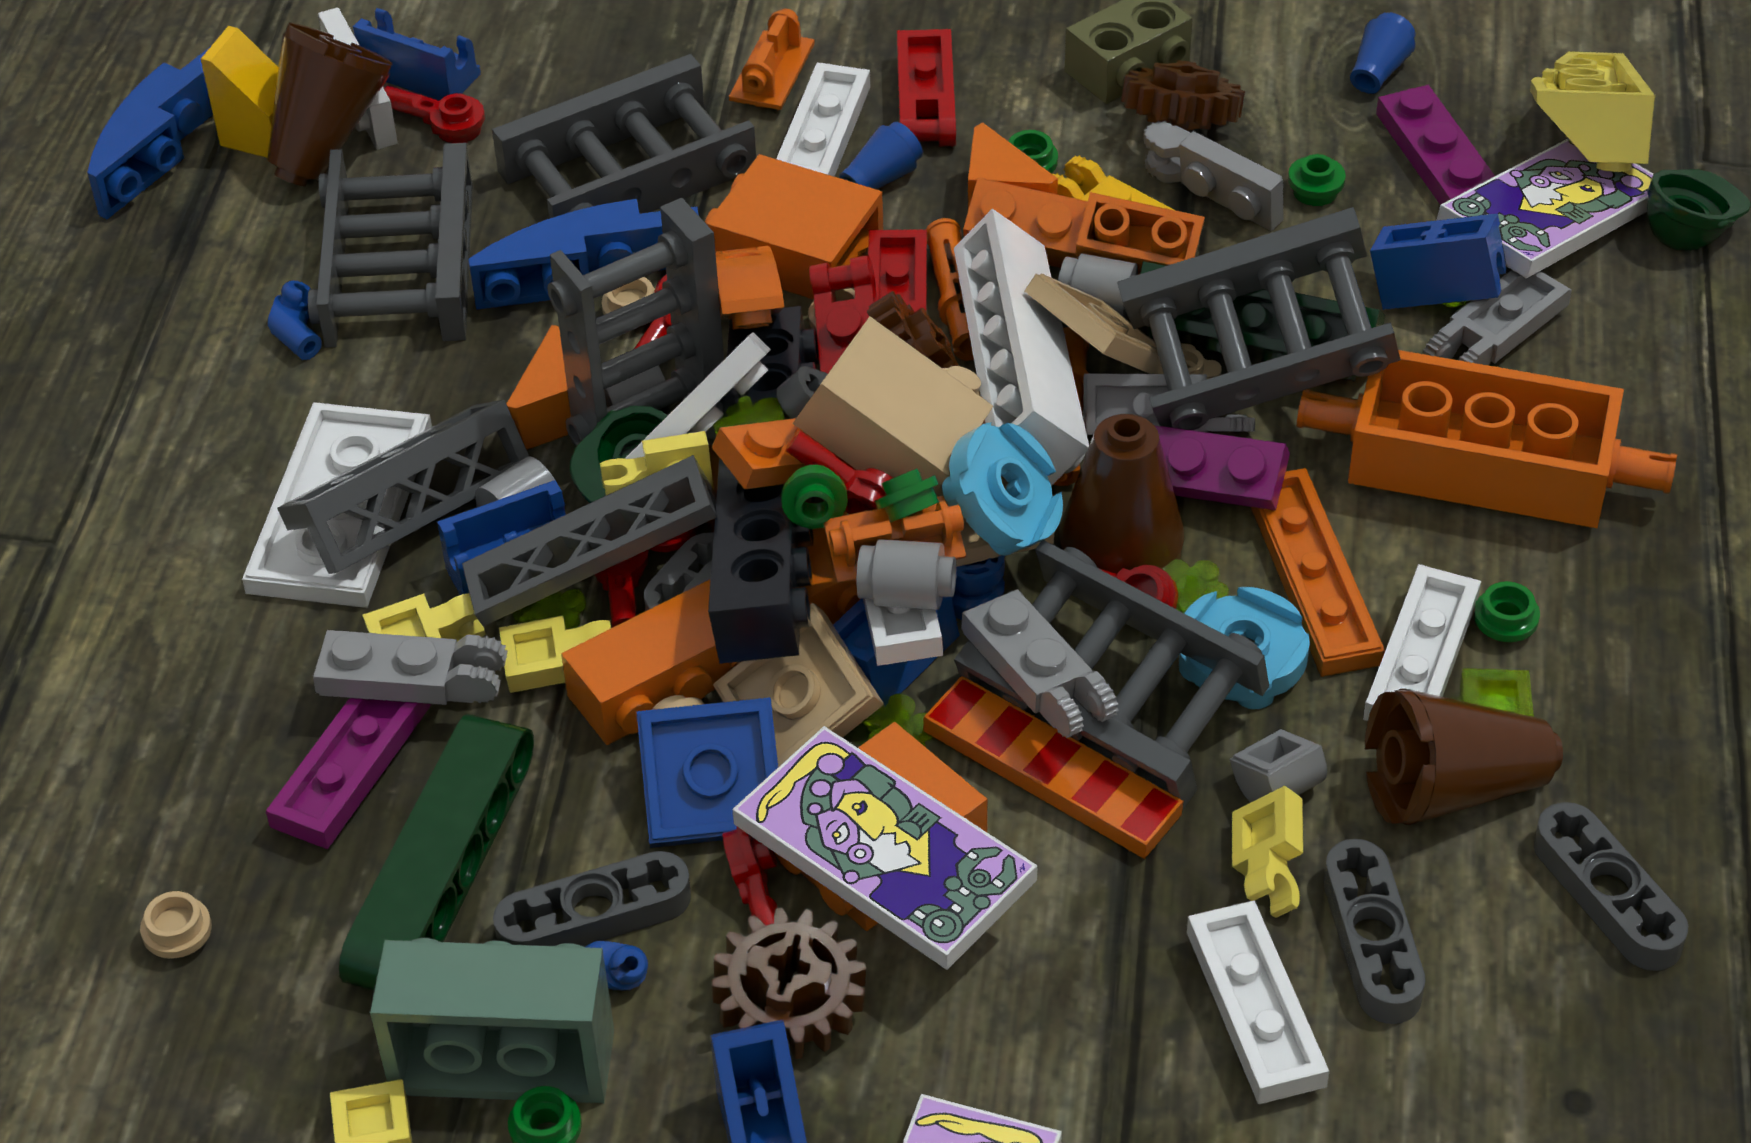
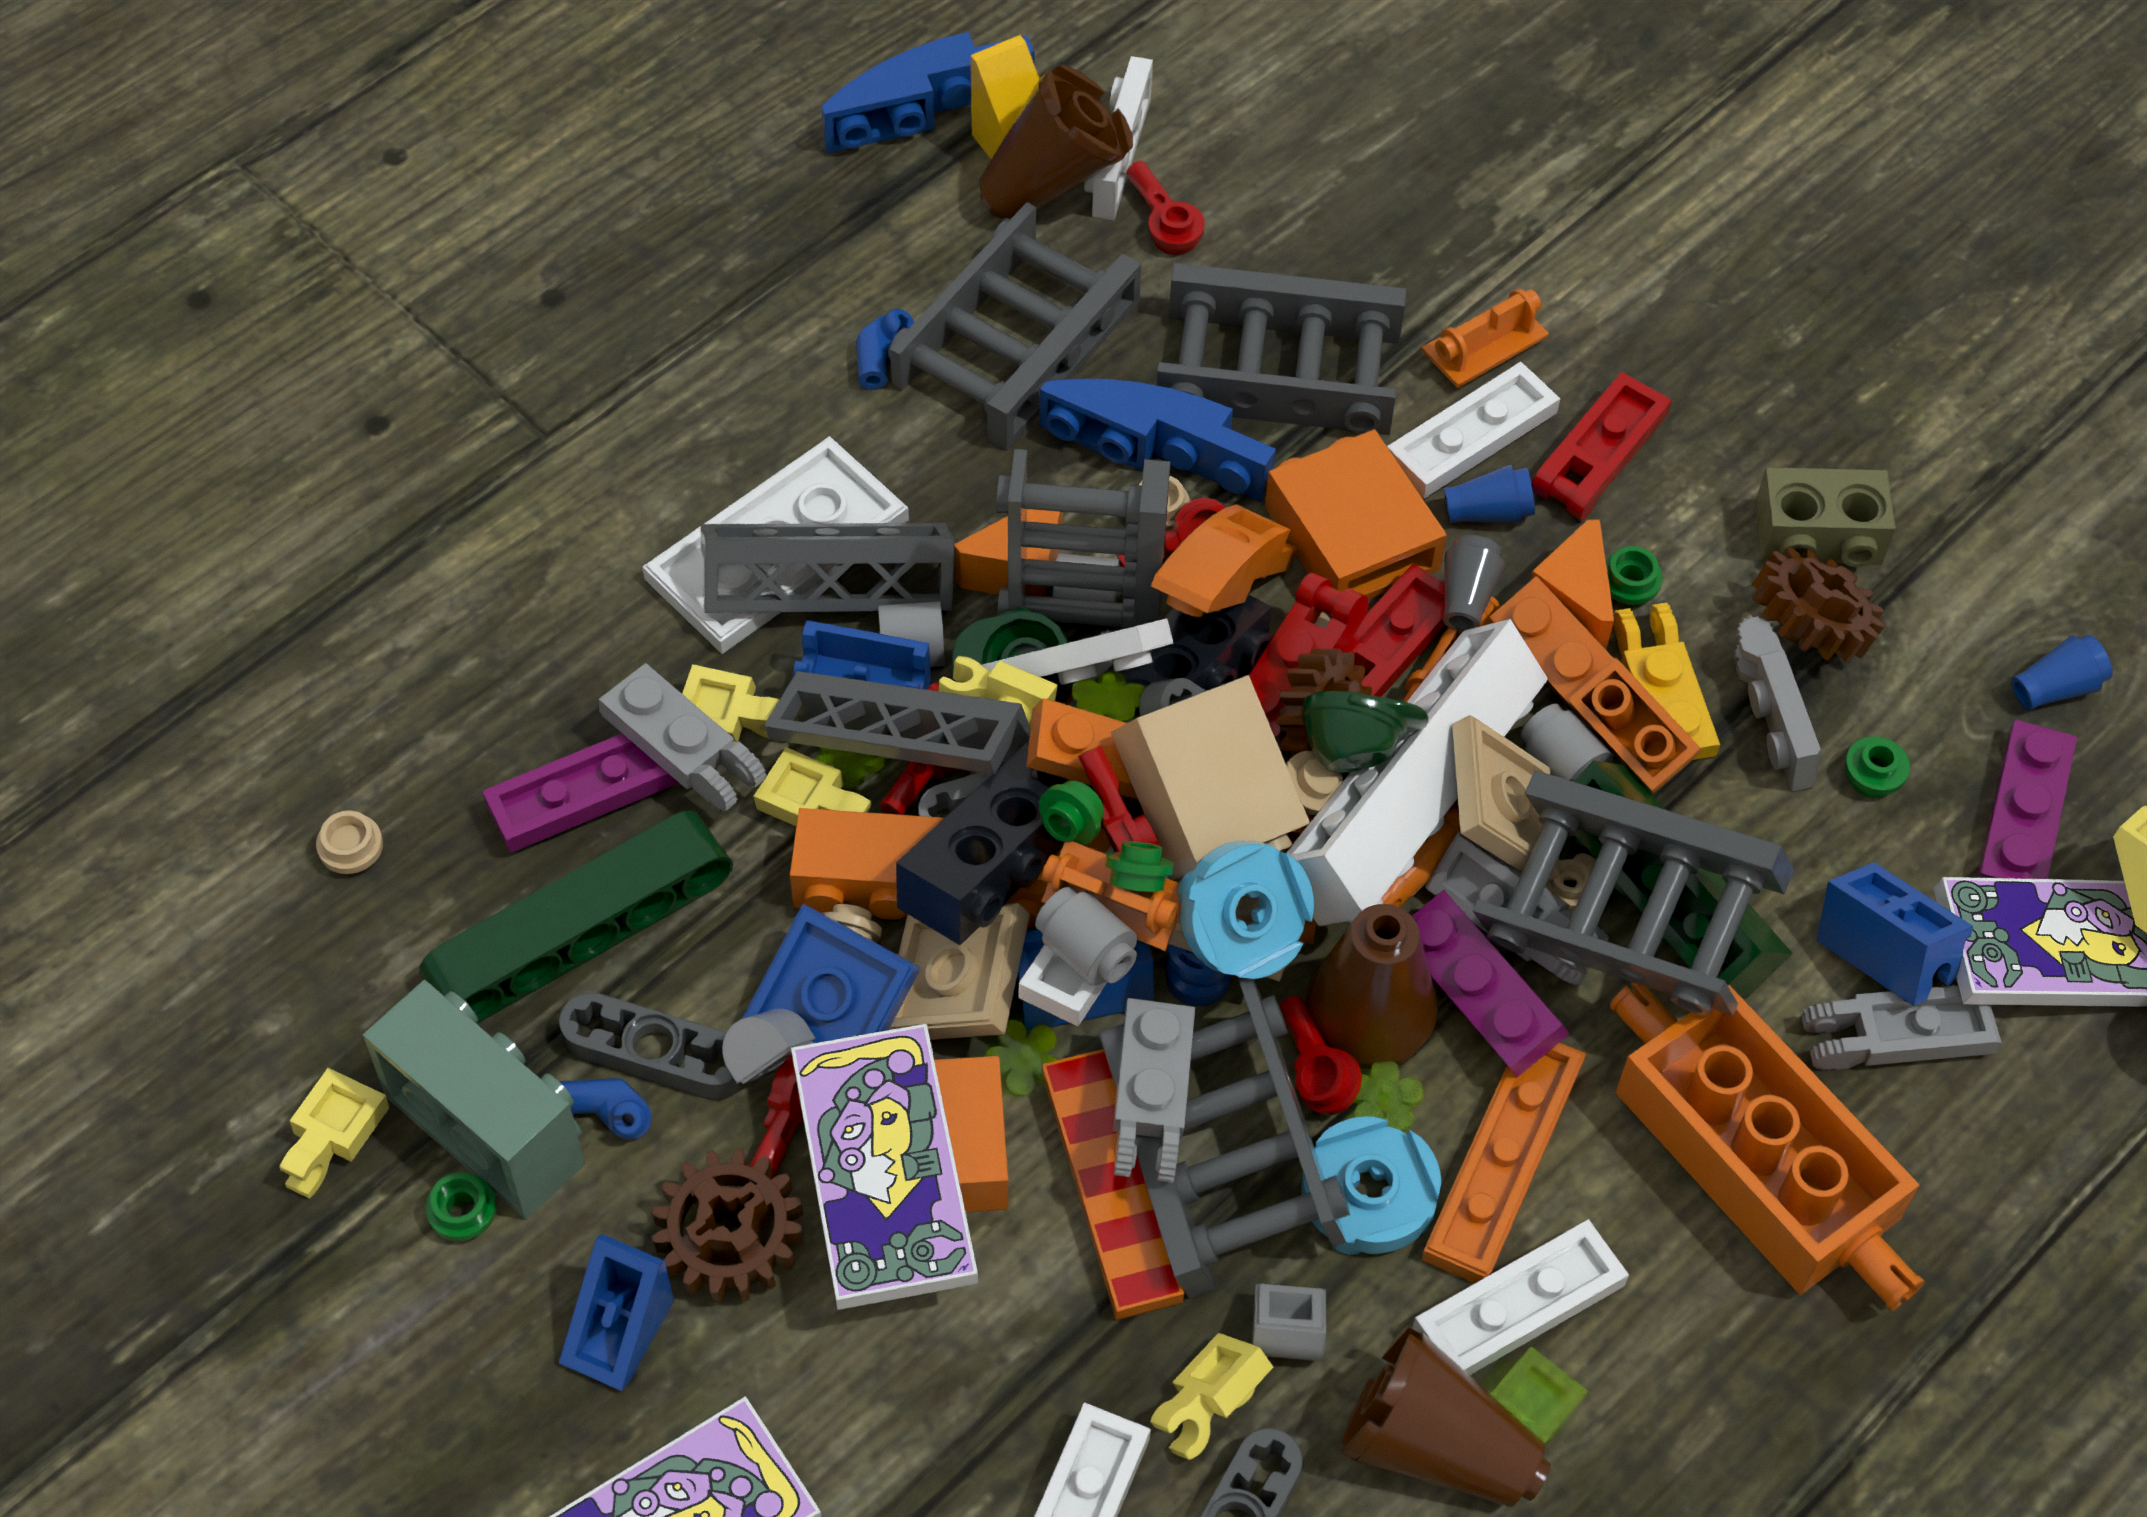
camera: 35 degrees right, 10 degrees up
(416, 64) = (1188, 148): blue hinge -> none
(695, 834) = (762, 1043): none -> light grey brick
(928, 208) = (1470, 578): none -> dark grey cone
(967, 320) = (1357, 729): none -> dark green hat
(1507, 612) = (1638, 1303): green plate -> none

